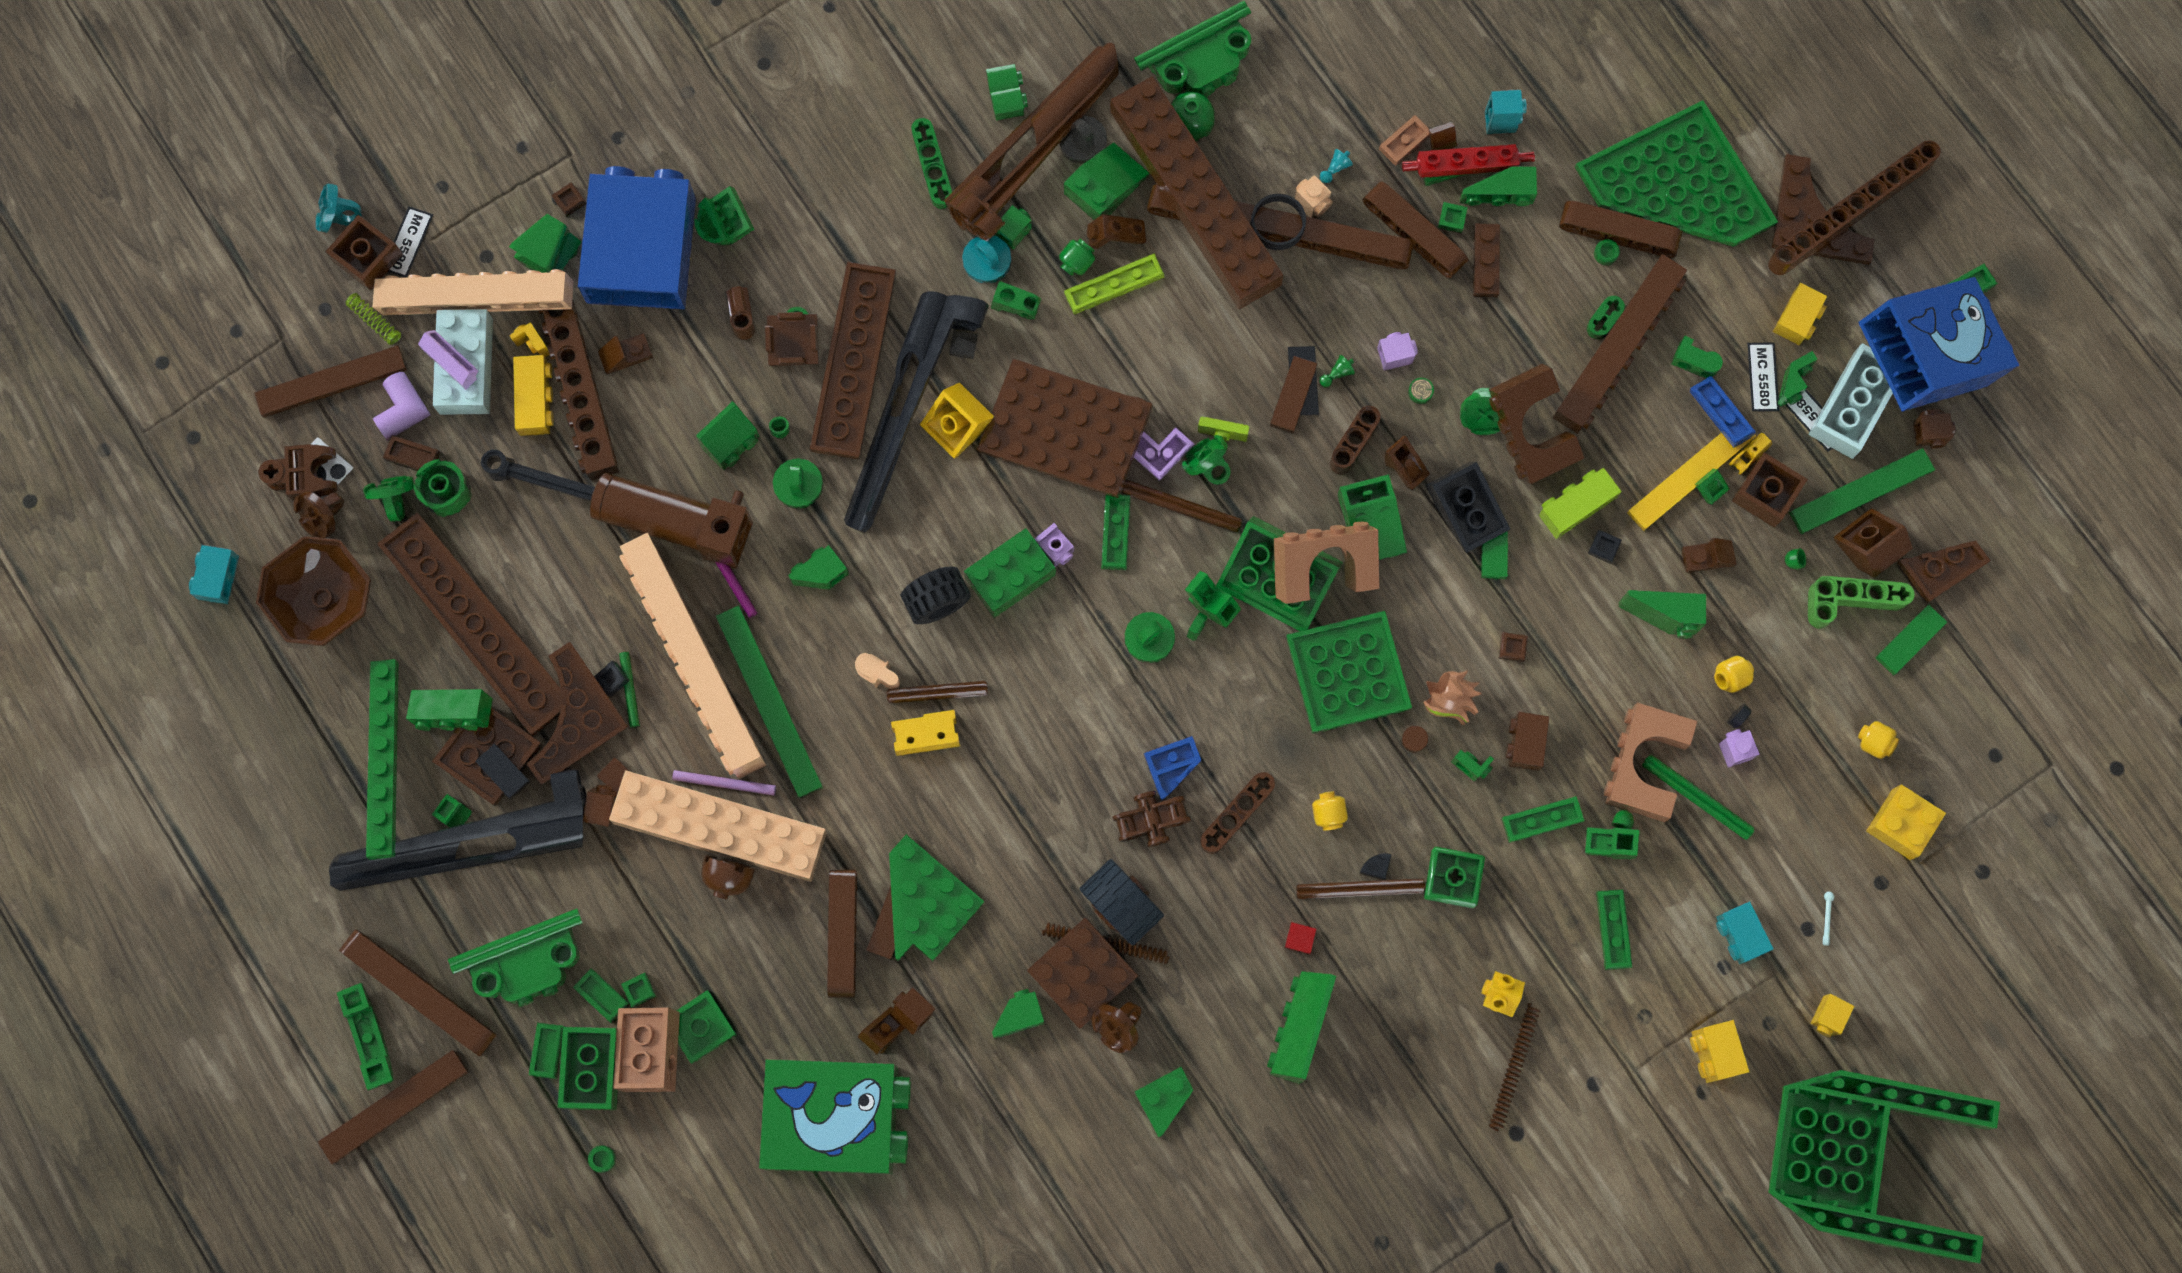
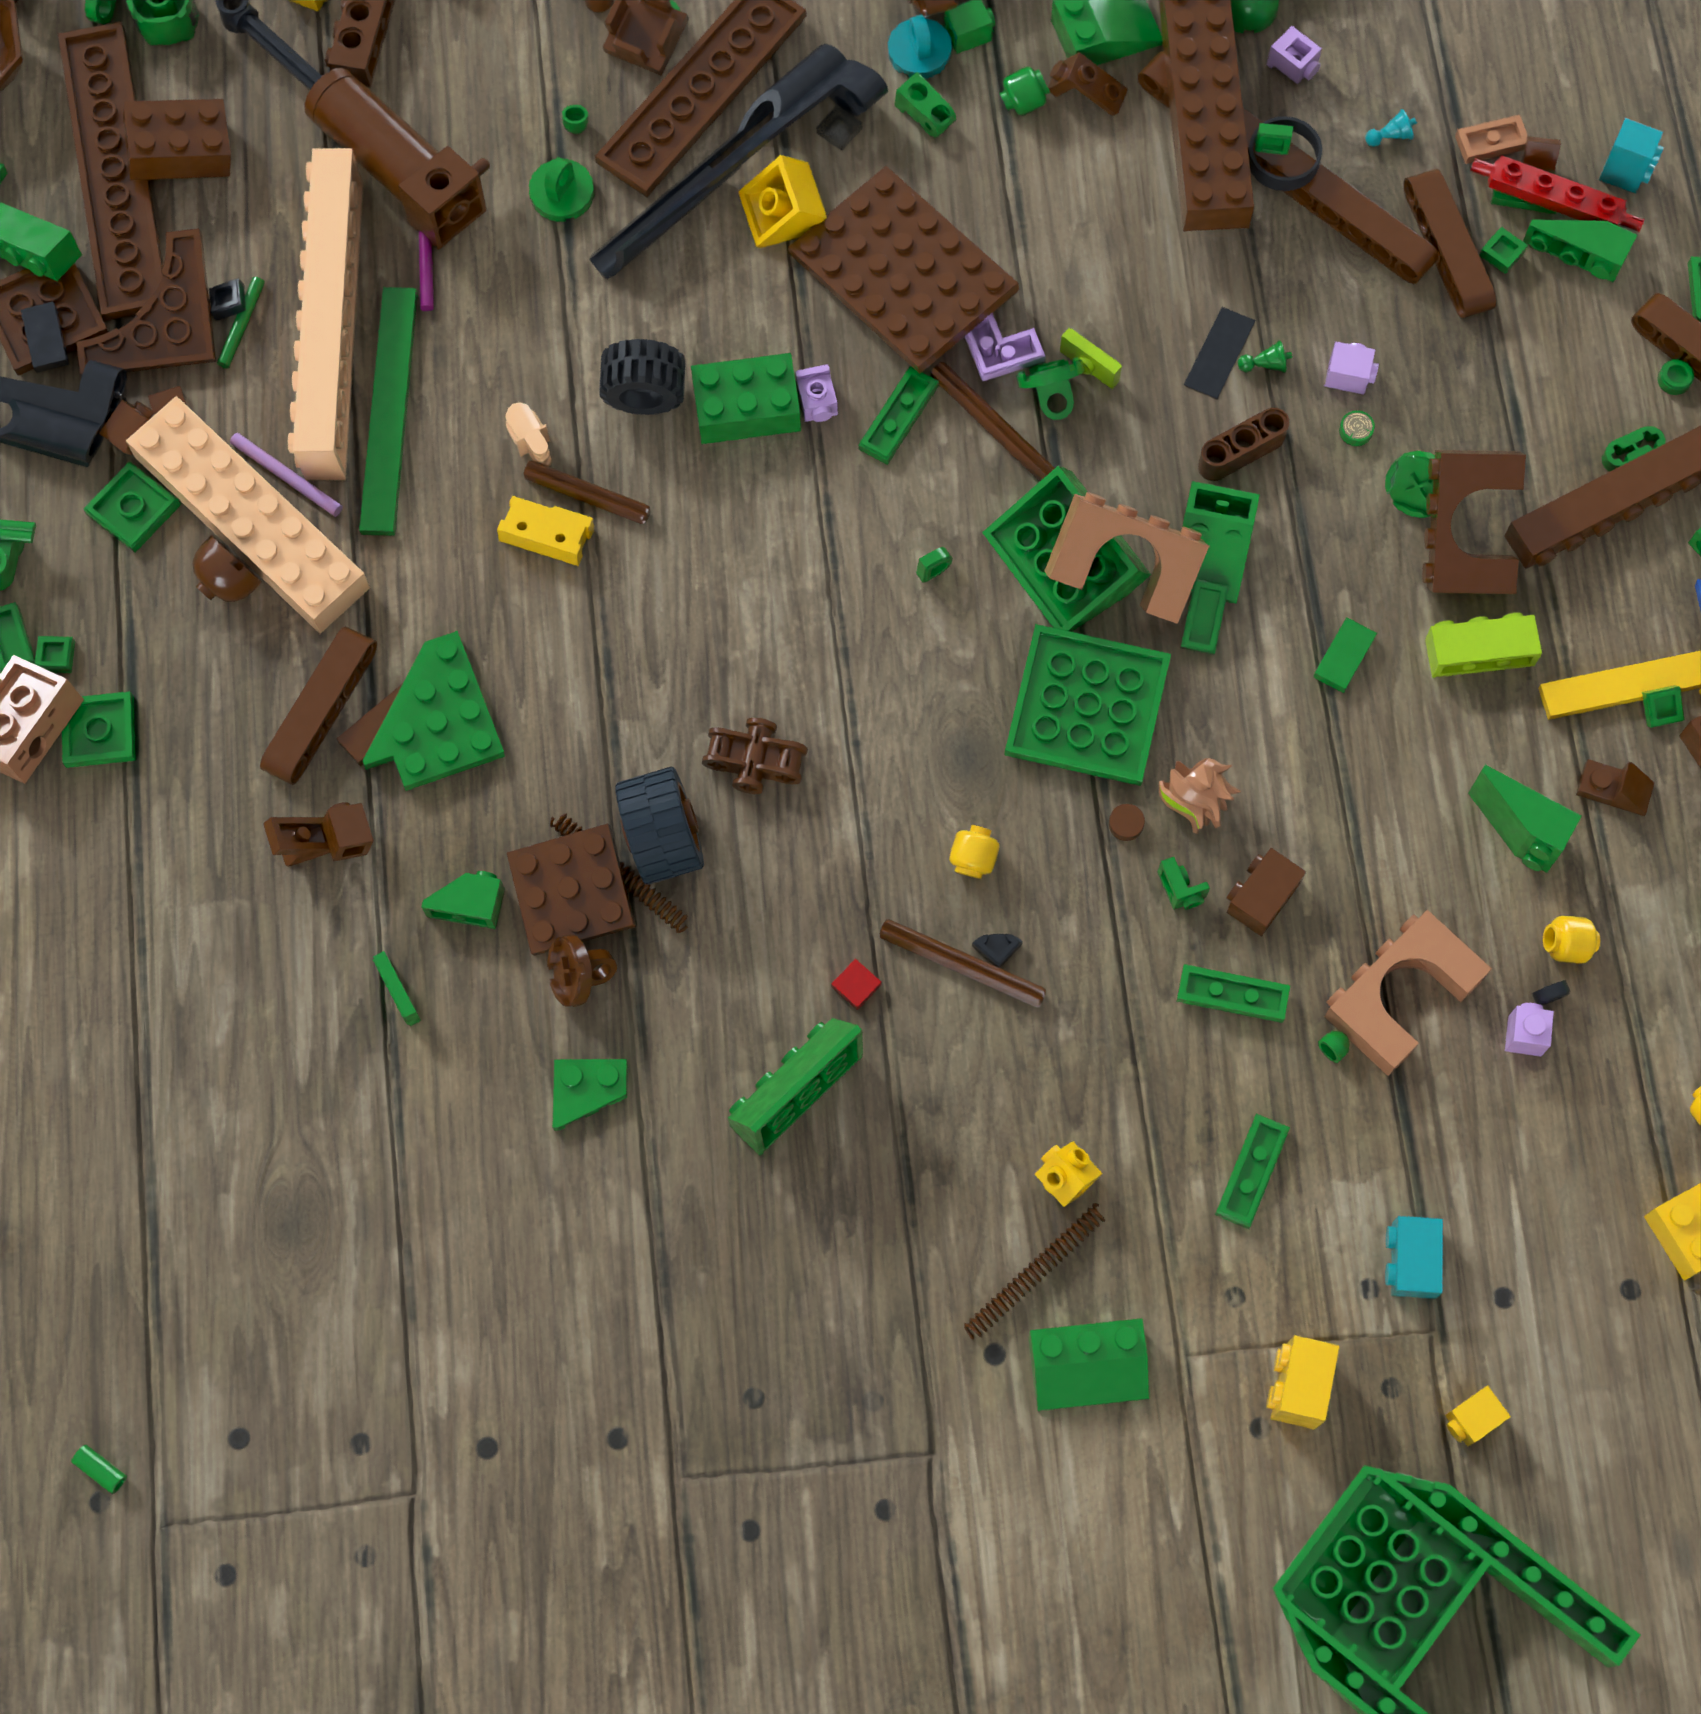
camera: 30 degrees right, 5 degrees down
(511, 581) = (176, 139): none -> reddish brown brick
(630, 859) = (132, 506): none -> green tile
(728, 436) = (508, 96): green slope -> none
(820, 571) = (528, 293): green slope -> none
(833, 1117) = (181, 901): green brick -> none
(1005, 1099) = (396, 989): none -> green tile
(1114, 284) = (1053, 142): lime tile -> none
(1149, 637) = (870, 551): green tile -> none
(1172, 764) = (815, 706): blue wing -> none
(1211, 600) = (965, 540): green brick -> none
(1239, 814) = (860, 796): reddish brown beam -> none
(1244, 136) = (1295, 55): none -> lavender brick
(1270, 219) = (1273, 138): none -> green tile
(1293, 394) = (1198, 361): reddish brown tile -> none
(1313, 196) = (1344, 149): light nougat brick -> none
(1393, 574) = (1204, 616): none -> green tile
(1406, 462) = (1291, 496): reddish brown slope -> none
(1468, 506) = (1341, 582): black slope -> none
(1468, 868) = (1082, 982): green brick -> none
(1486, 260) = (1519, 318): reddish brown plate -> none
(1513, 647) = (1308, 775): reddish brown tile -> none
(1580, 1109) = (1089, 1364): none -> green slope
(1604, 546) = (1488, 713): black tile -> none
(1612, 843) = (1310, 1065): green brick -> none
(1698, 797) = (1446, 1065): green axle -> none
(1829, 897) = (1520, 1320): light aqua hinge -> none

